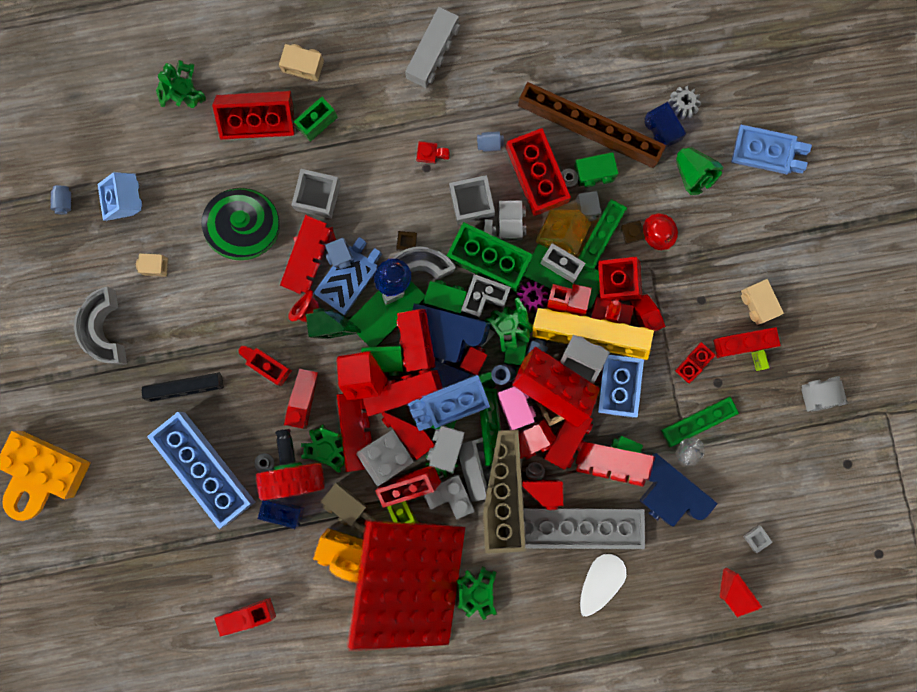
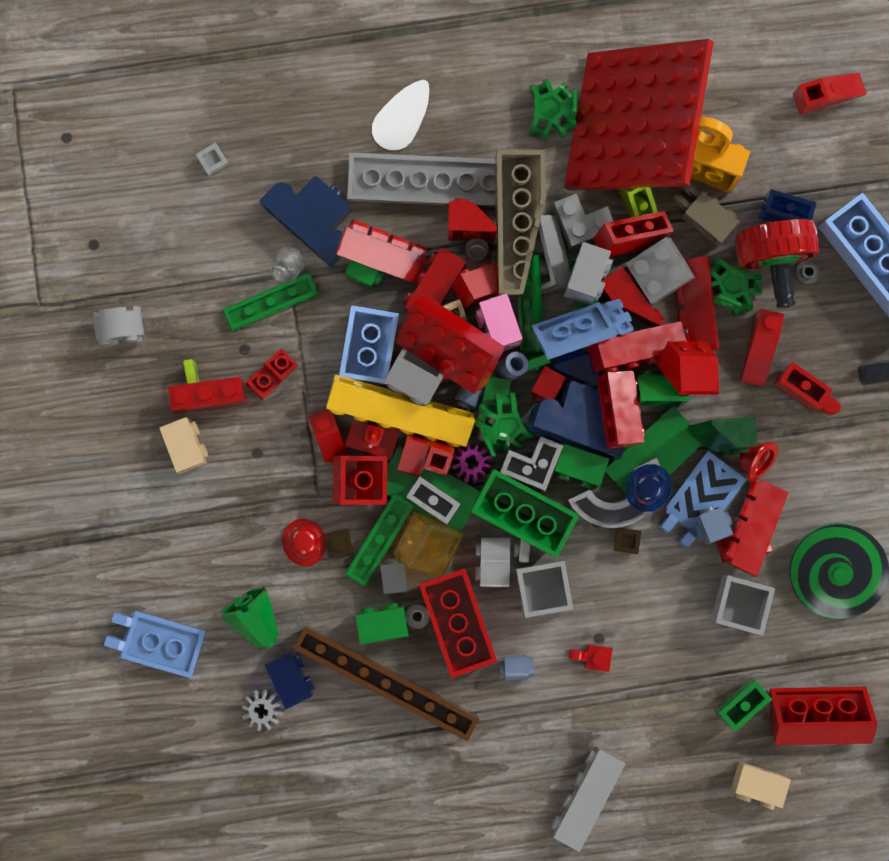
camera: 175 degrees right, 0 degrees up
(737, 594) = (244, 94): red slope -> none

